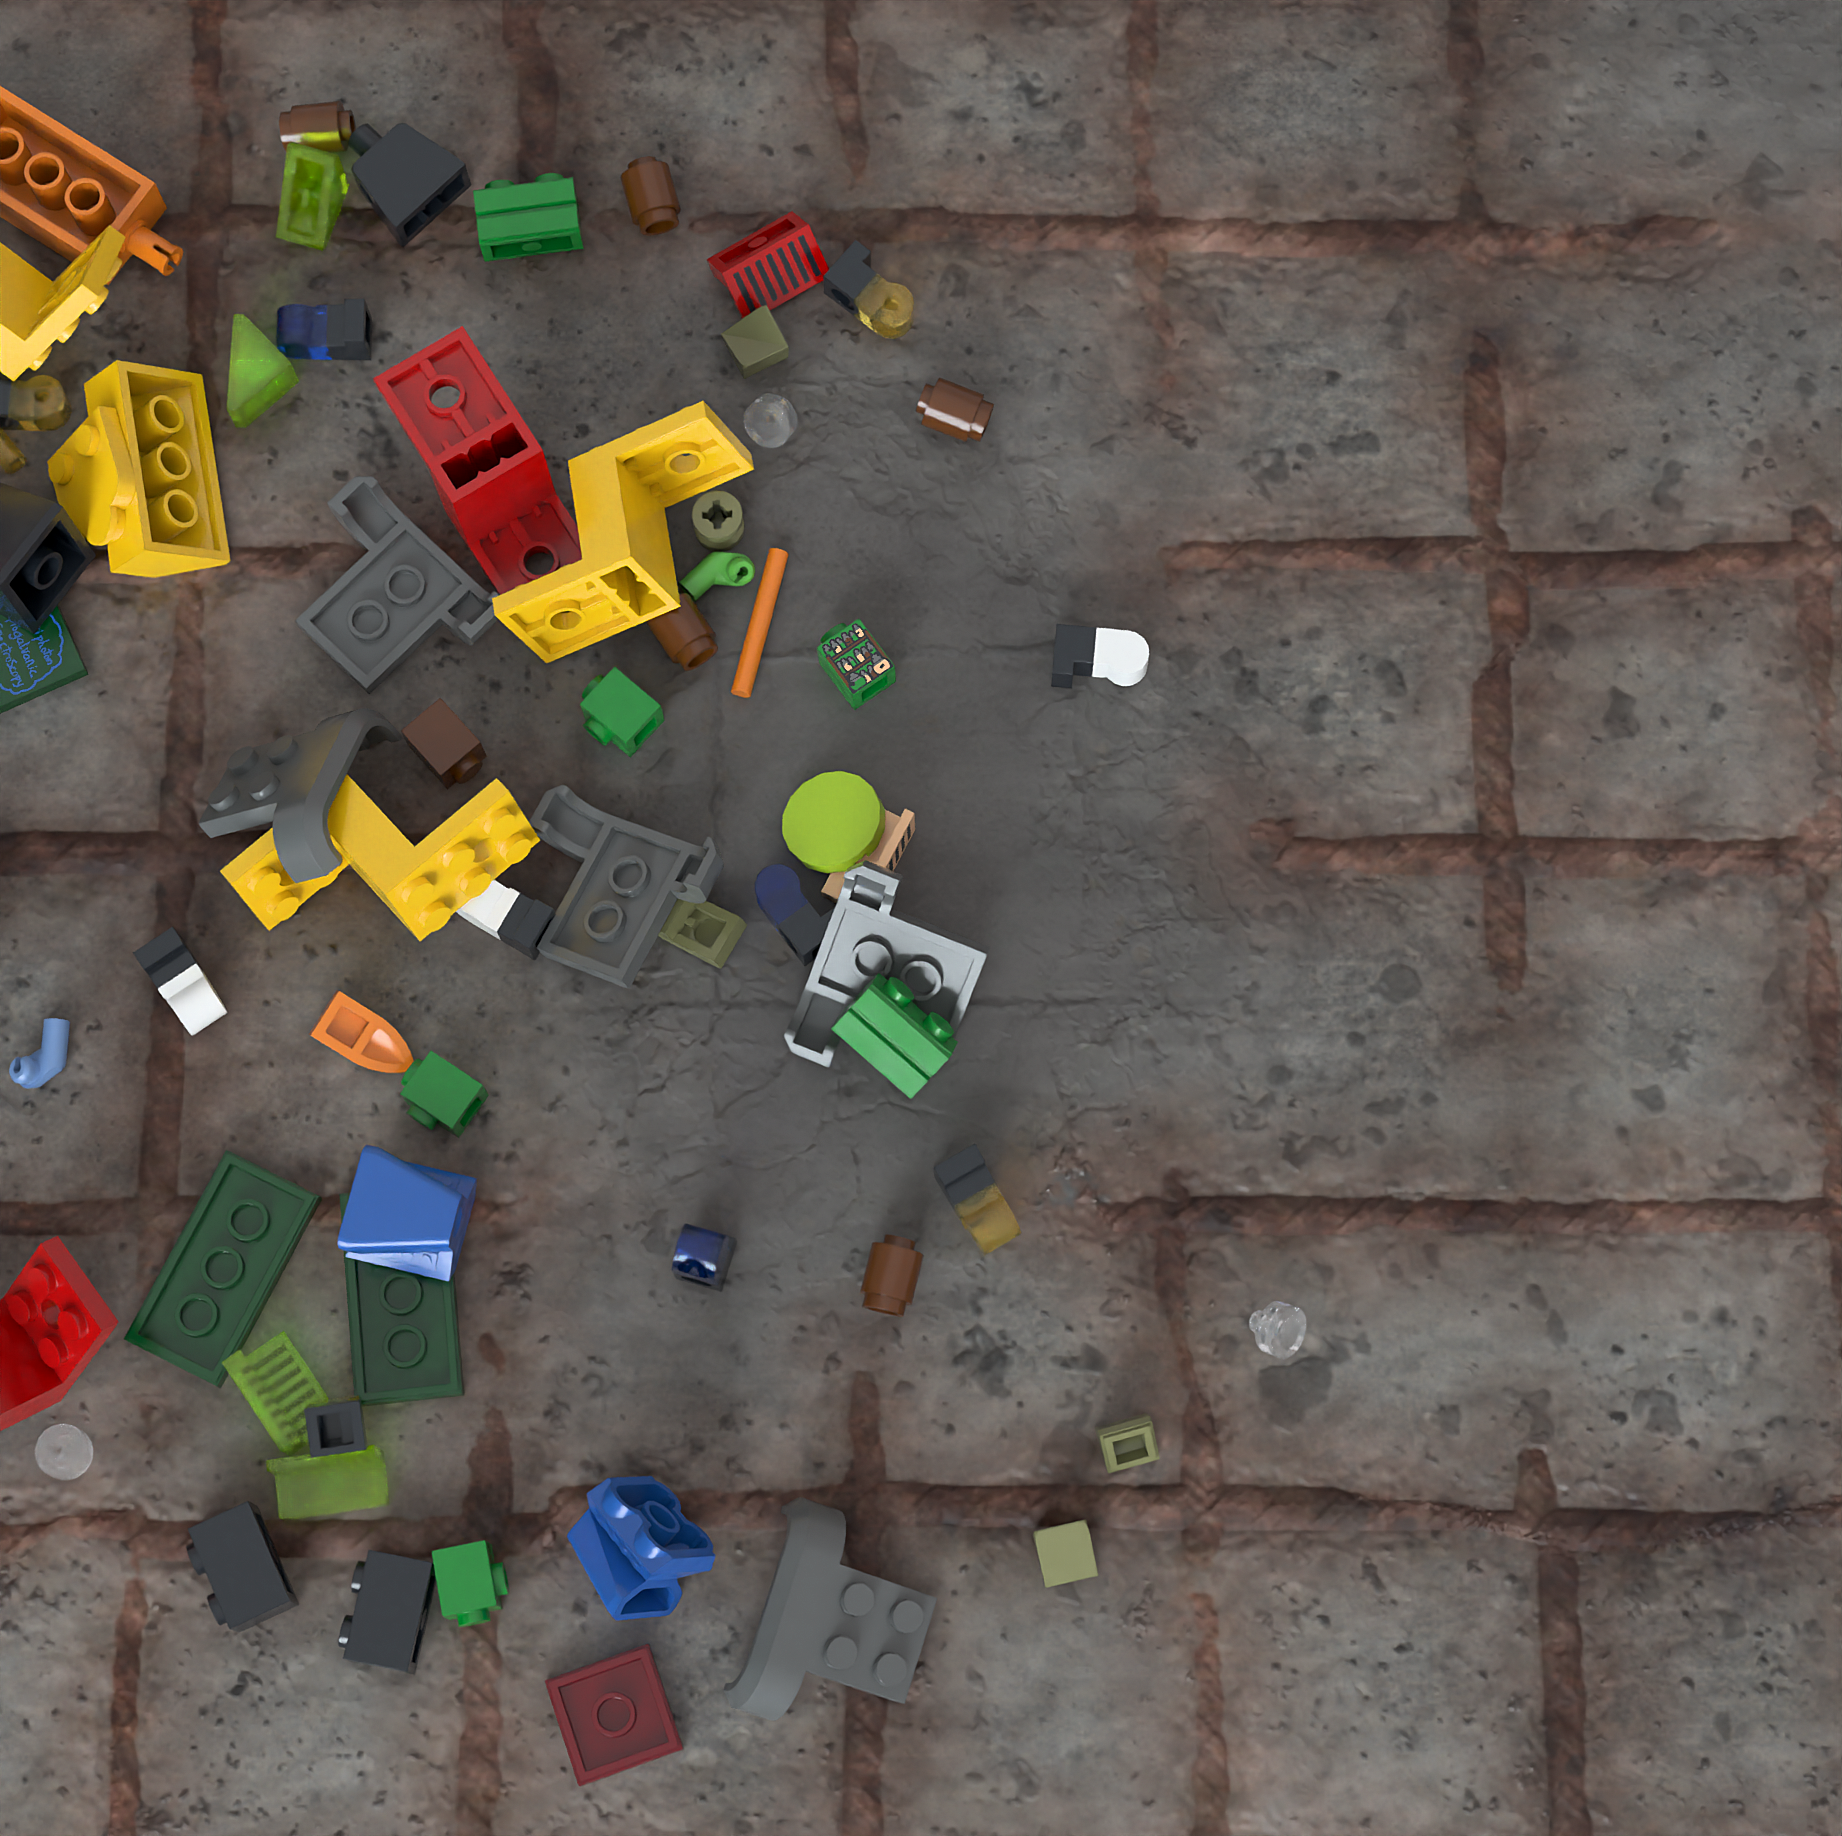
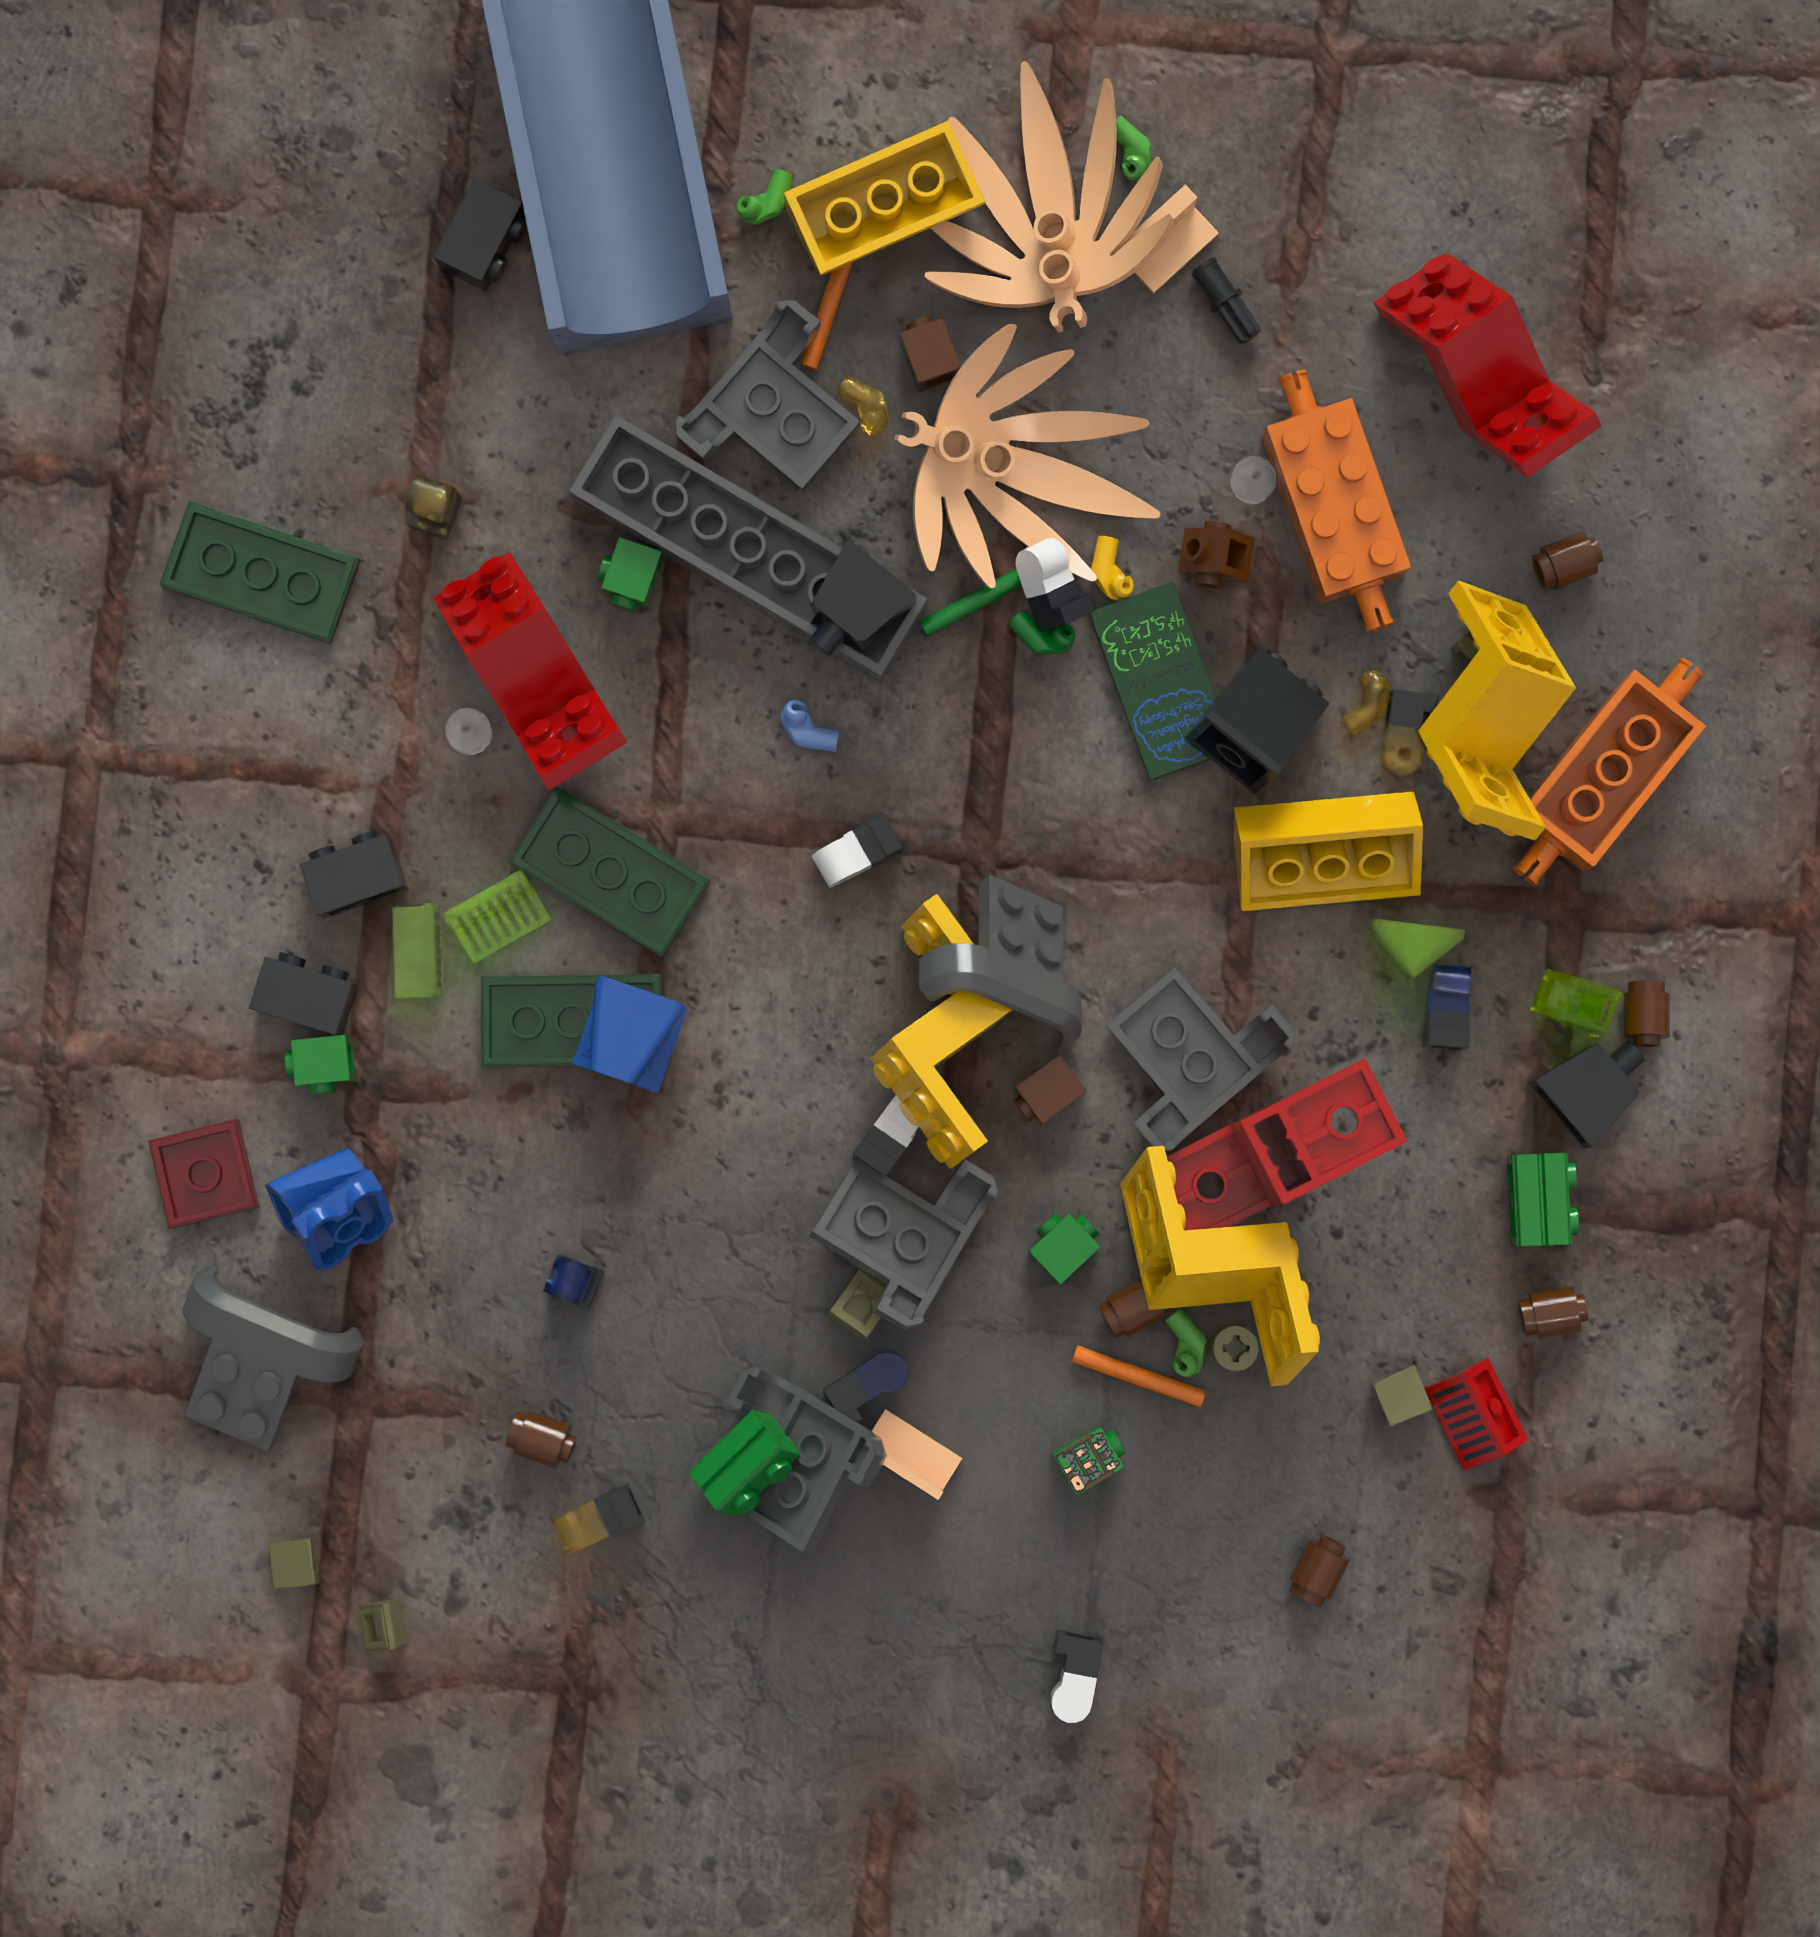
camera: 90 degrees right, 10 degrees up
(95, 477) = (1318, 798): yellow plate -> none
(335, 1426) = (455, 963): black leg -> none
(361, 1036) = (796, 1001): orange plate -> none
(441, 1094) = (737, 1066): green brick -> none
(770, 420) = (1325, 1403): clear tile -> none
(833, 821) = (945, 1426): lime tile -> none
(867, 295) = (1436, 1502): leg -> none
(1279, 1329) = (461, 1766): clear tile -> none

